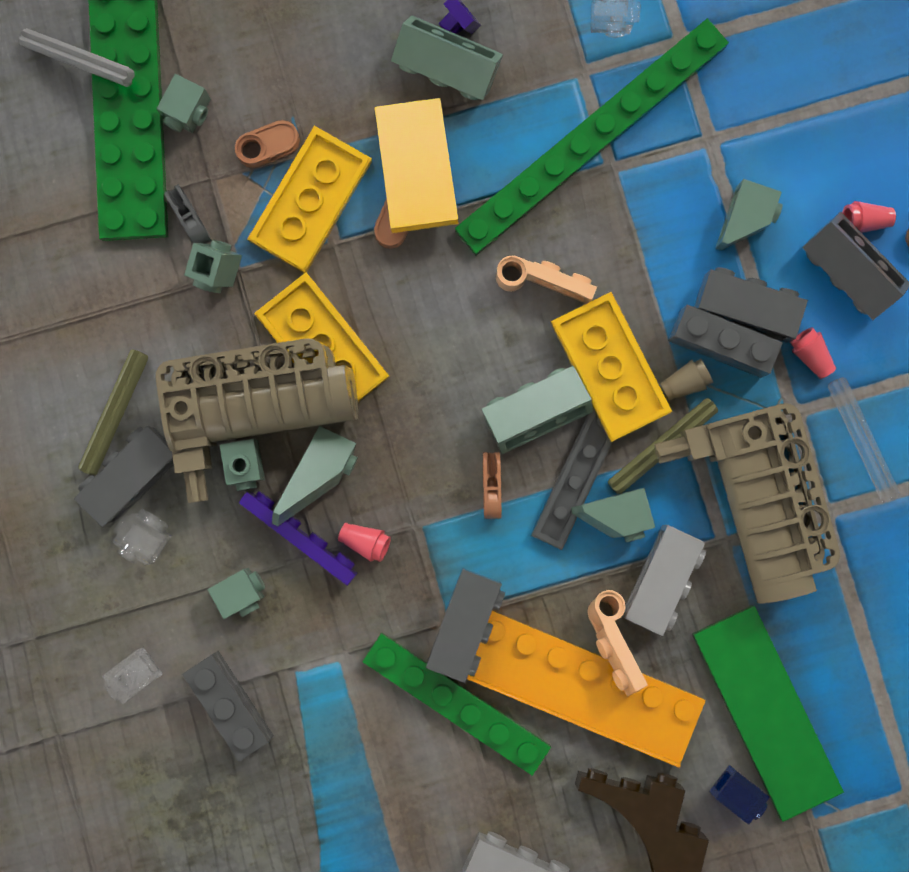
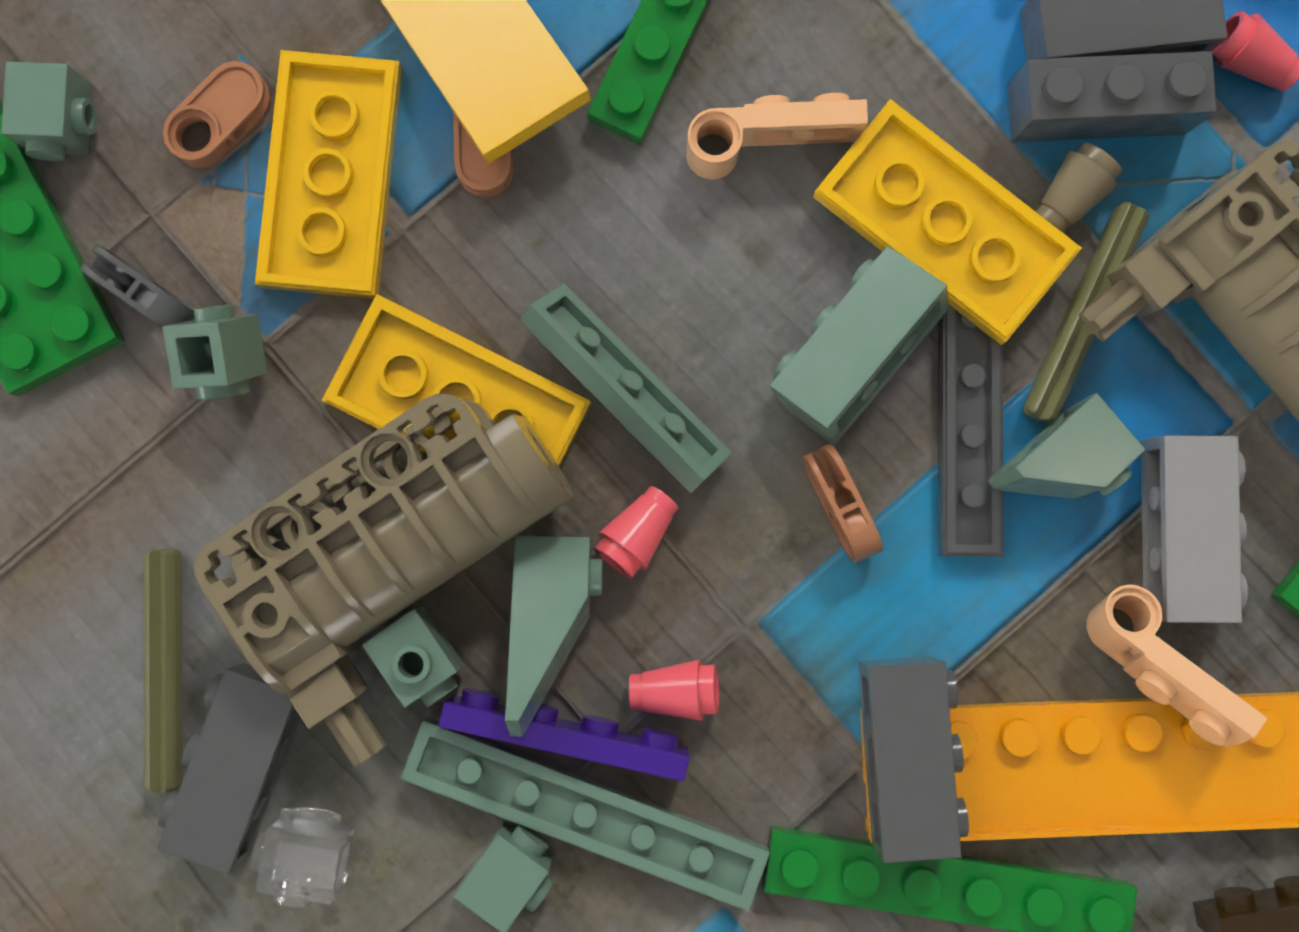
camera: 30 degrees left, 0 degrees up
(291, 581) = (586, 814): none -> sand green plate
(381, 452) = (636, 532): none -> coral cone
(410, 376) = (625, 386): none -> sand green plate

